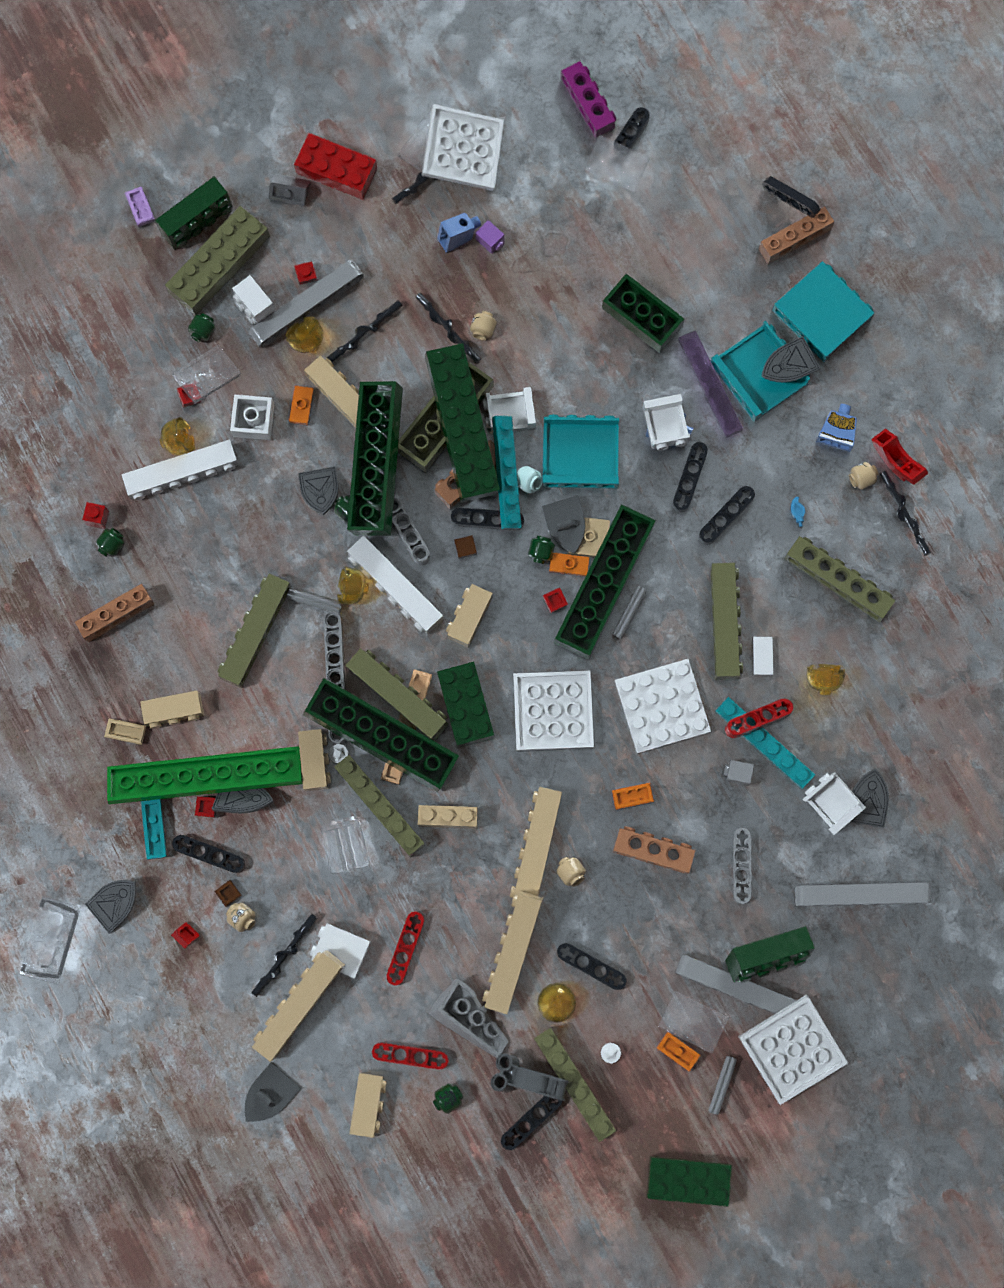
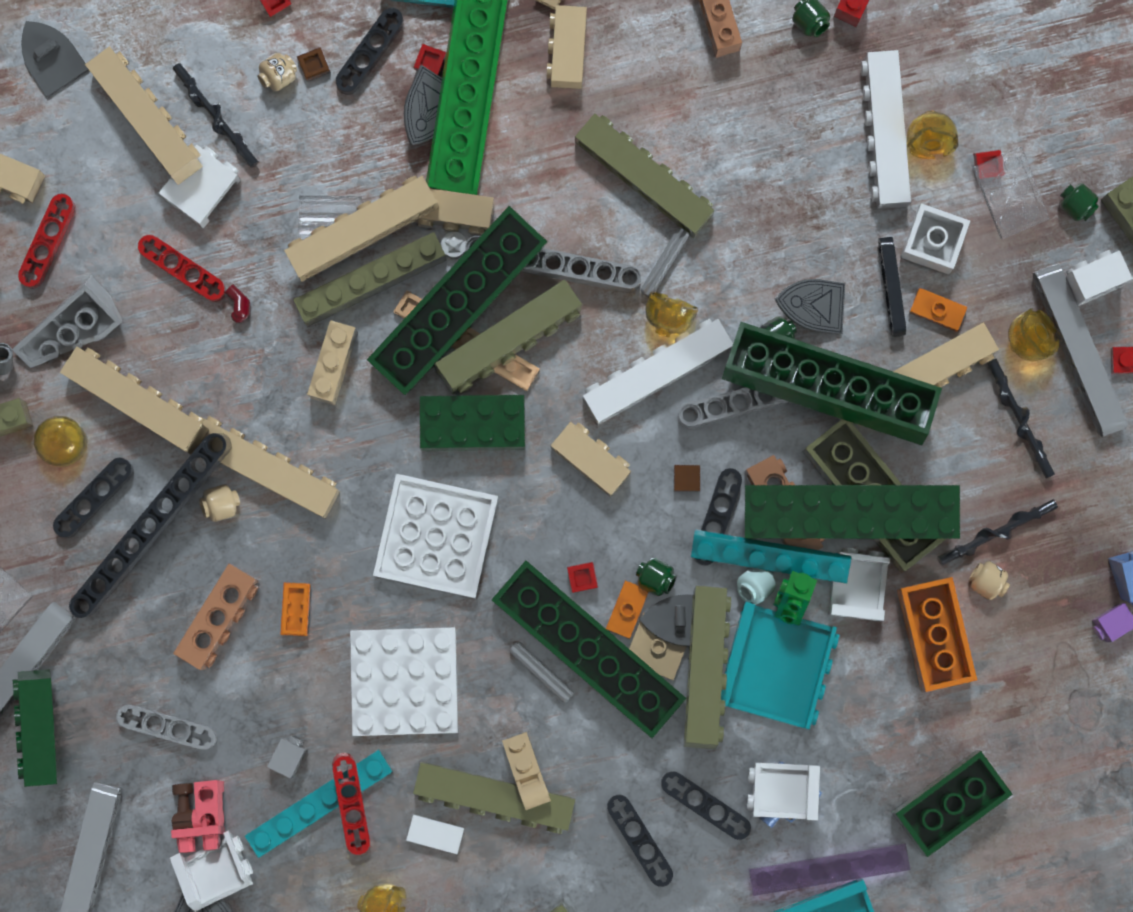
camera: 100 degrees right, 5 degrees up
(293, 439) = (892, 286): none -> black beam
(341, 814) = (361, 228): none -> tan brick
(421, 896) = (241, 304): none -> dark red arm
(530, 350) = (936, 634): none -> orange brick
(531, 449) = (794, 597): none -> green brick
(596, 496) = (706, 667): none -> olive brick
(611, 915) = (138, 529): none -> black beam
(701, 601) = (526, 771): none -> tan plate
(802, 821) = (204, 820): none -> coral hips

